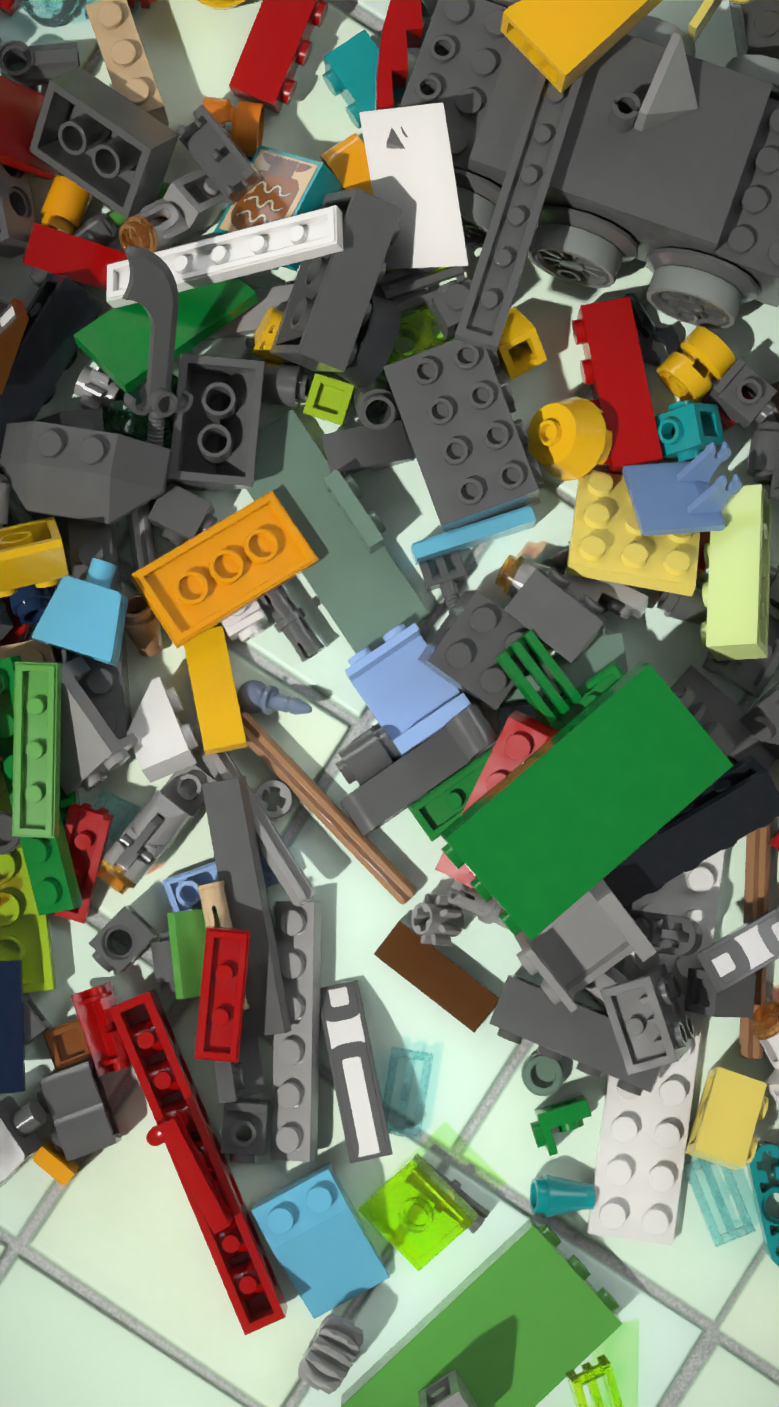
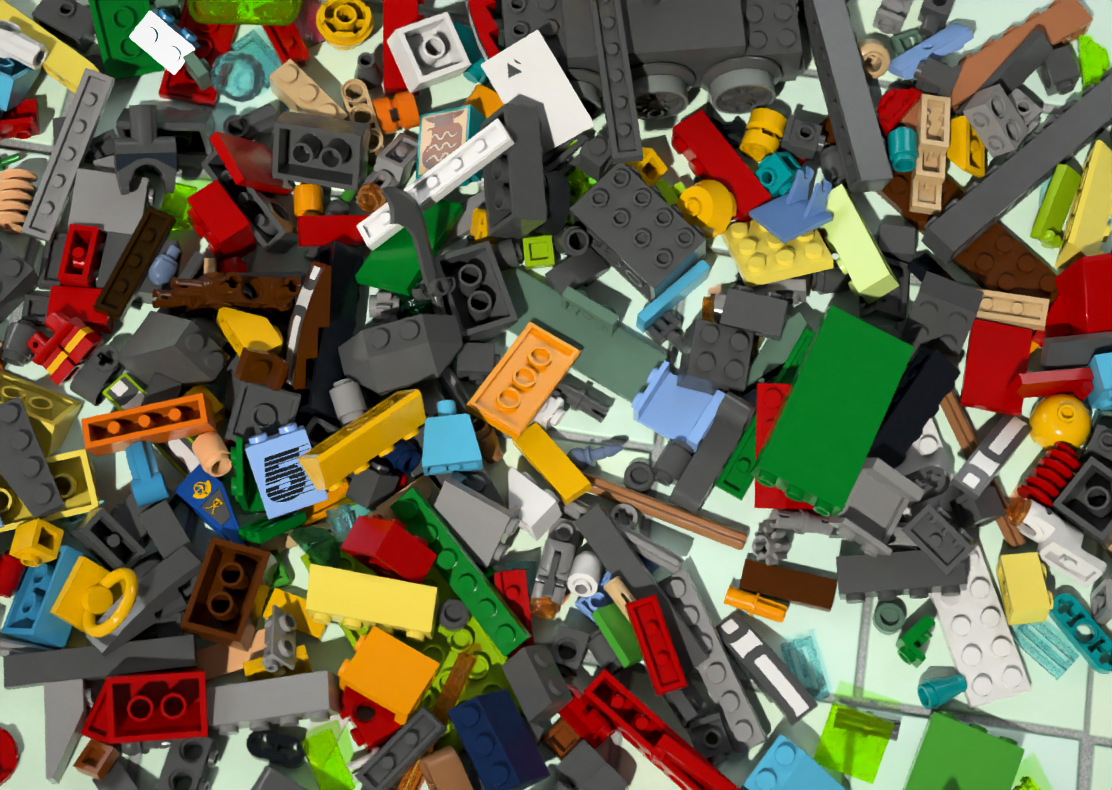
camera: 25 degrees left, 15 degrees down
(36, 749) = (458, 538): bright green tile -> none
(61, 968) = (537, 682): none -> dark grey brick
(184, 101) = (363, 109): none -> tan beam
(187, 854) = (585, 574): none -> white brick
(219, 155) = (400, 128): dark grey hinge -> none
(221, 52) = (368, 71): none -> dark grey cone
(301, 63) = (428, 52): none -> white brick
(318, 754) = (639, 477): none -> dark grey tile
(383, 984) = (755, 604): none -> light orange axle
(532, 397) = (670, 194): none -> lime tile
(551, 668) = (764, 352): green tile -> none

